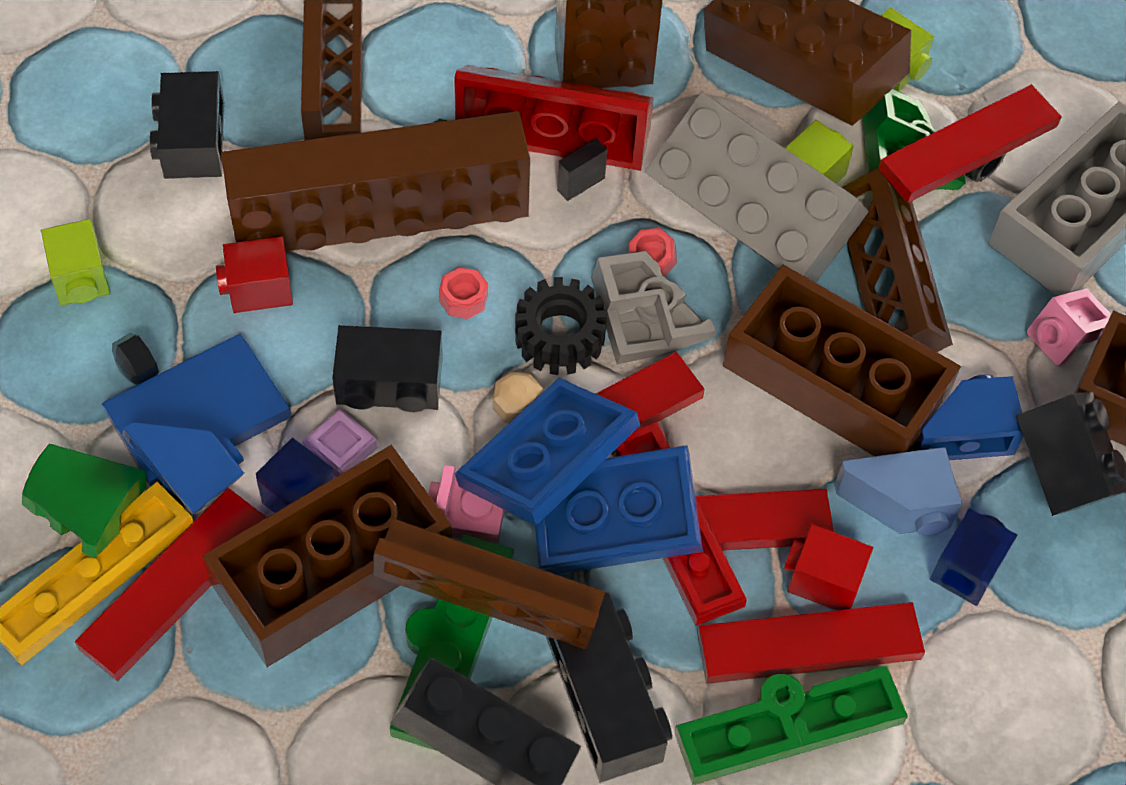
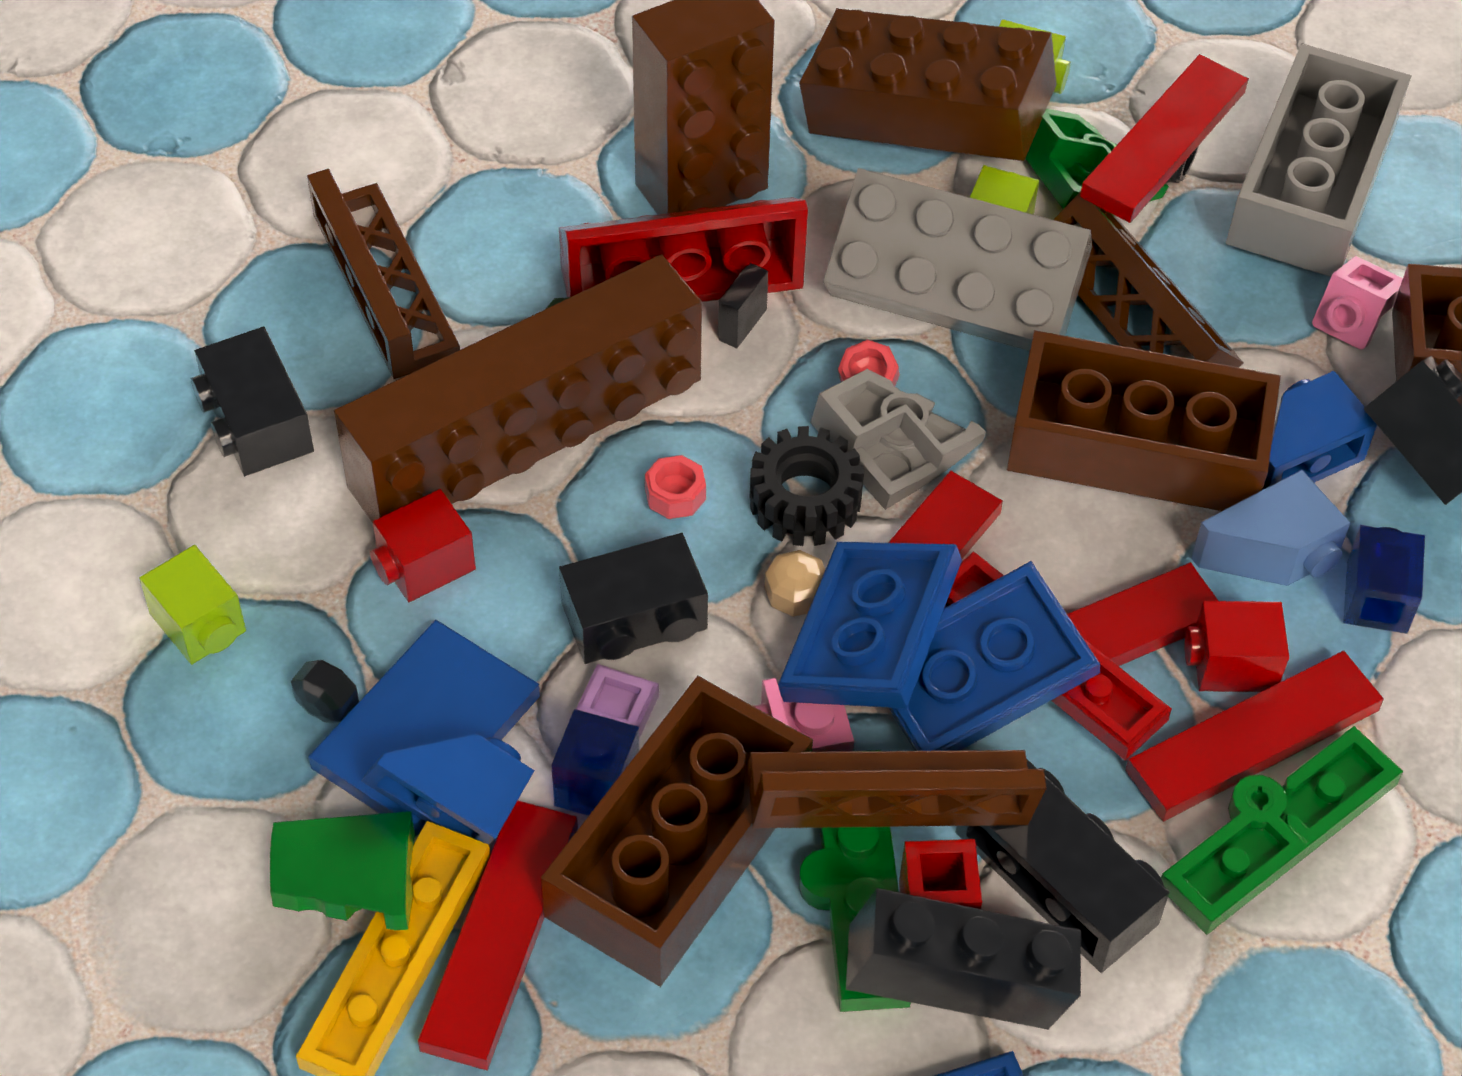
camera: 20 degrees left, 5 degrees down
(500, 665) = (942, 871): none -> red brick

